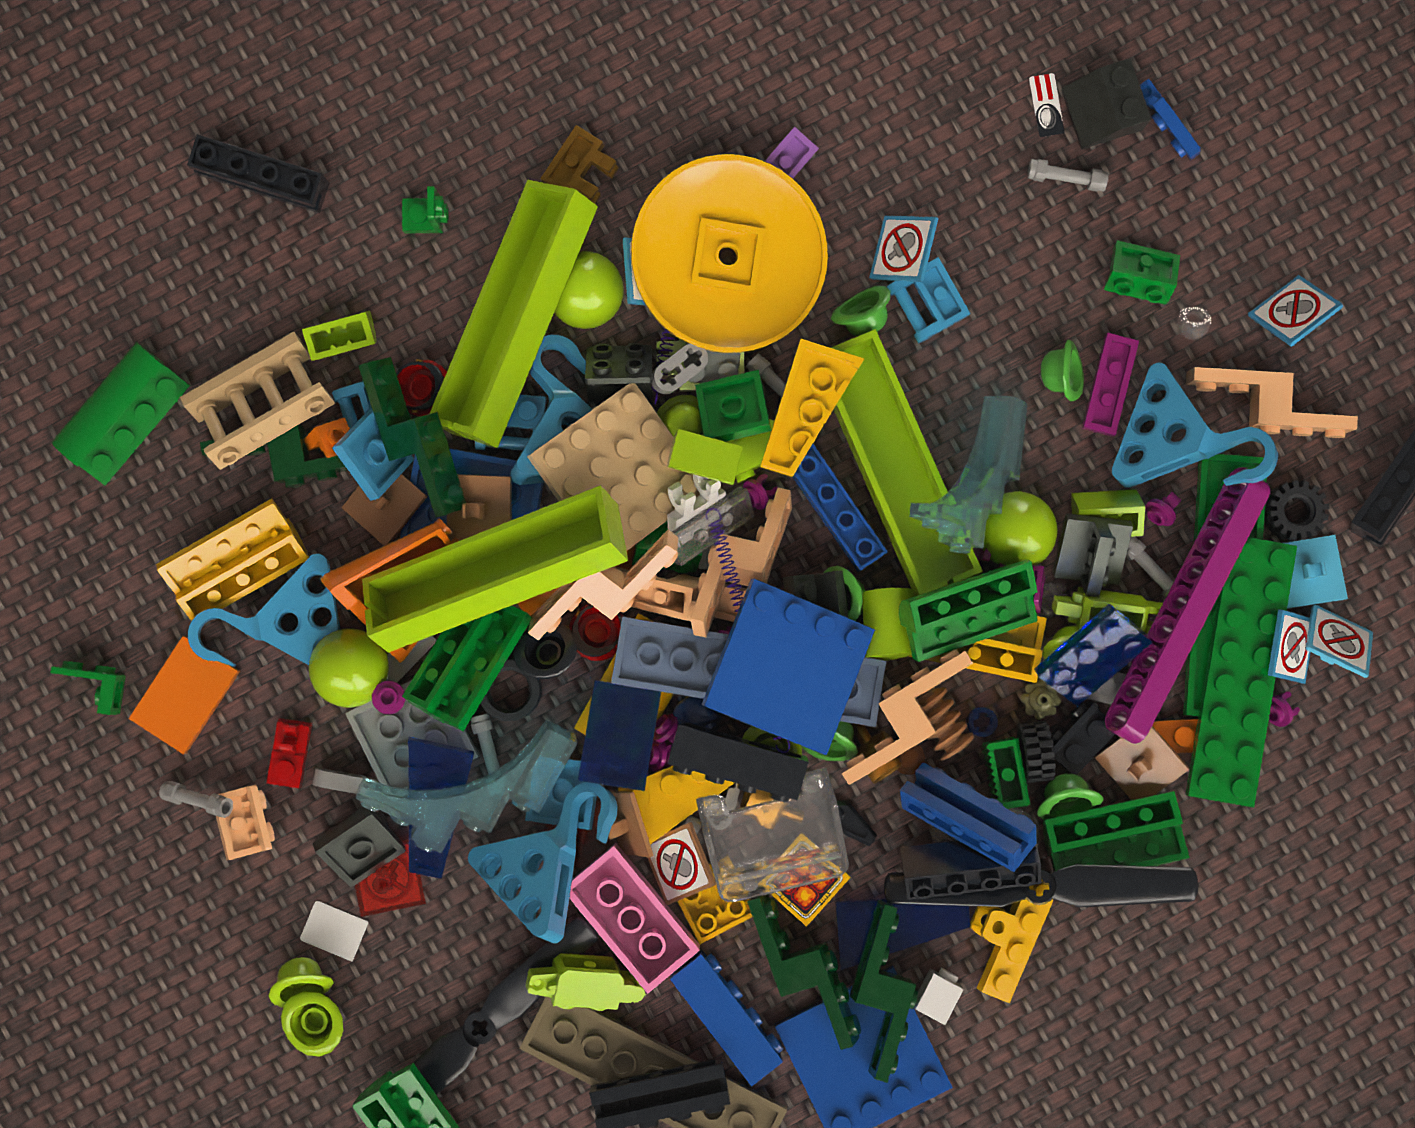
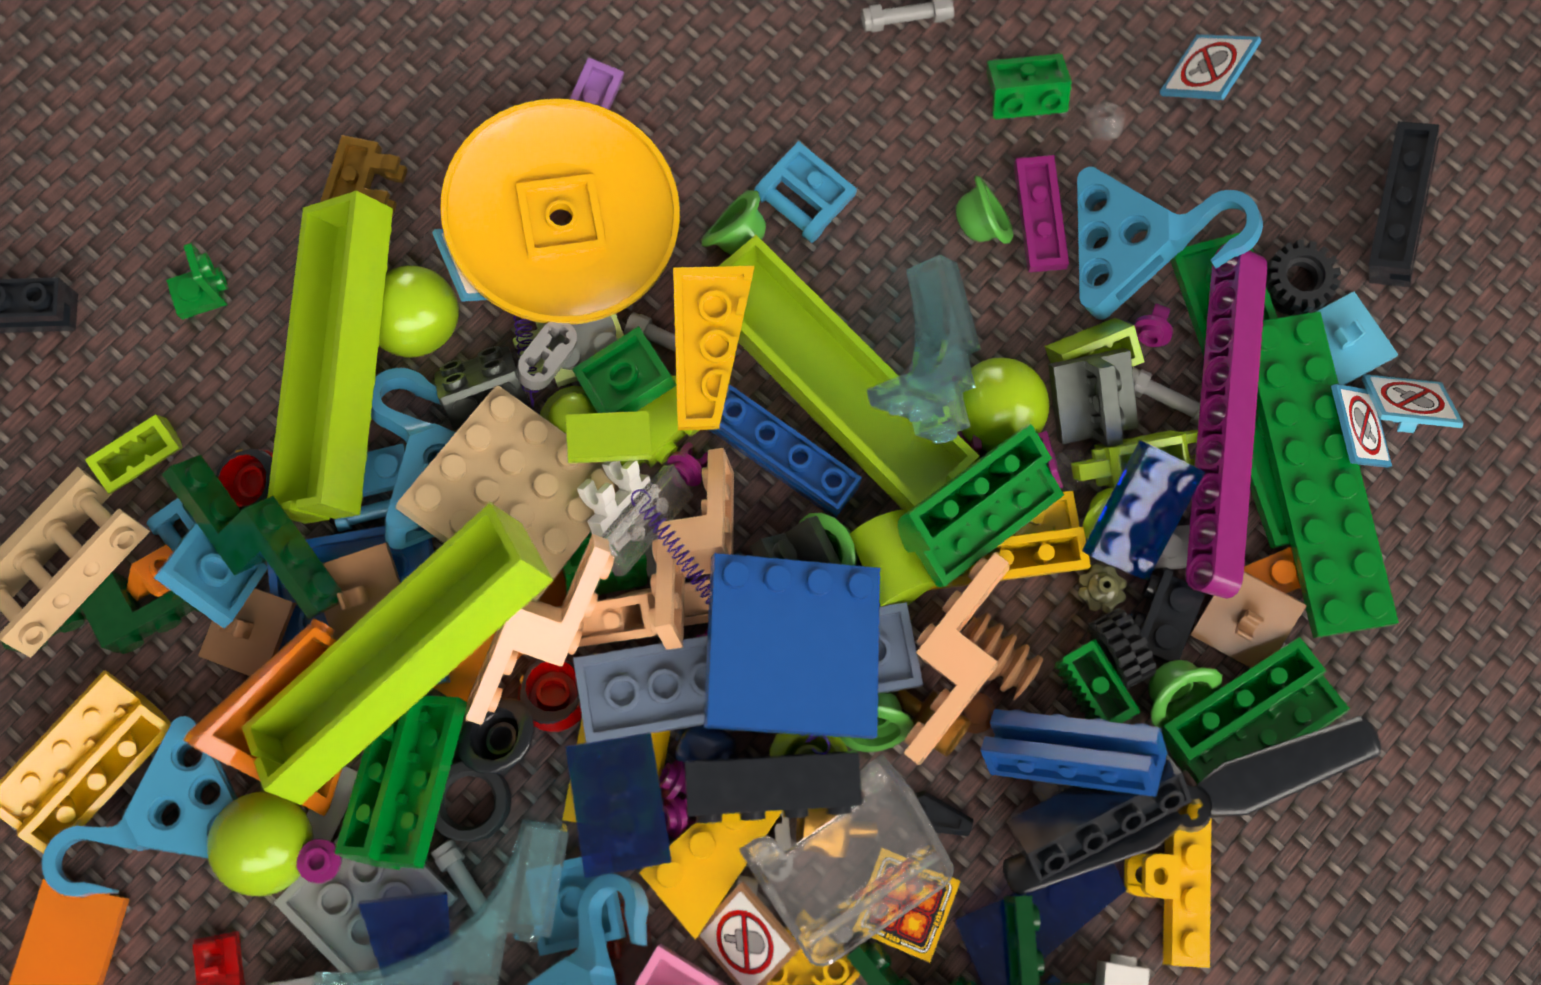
camera: 20 degrees left, 10 degrees down
(629, 826) = (669, 914): medium nougat piece -> none
(903, 248) = (756, 143): piece -> none
(989, 728) = (1056, 644): clear blue bush -> none
(1271, 401) = (1223, 166): light nougat bracket -> none
(1281, 712) = (1381, 503): magenta plate -> none

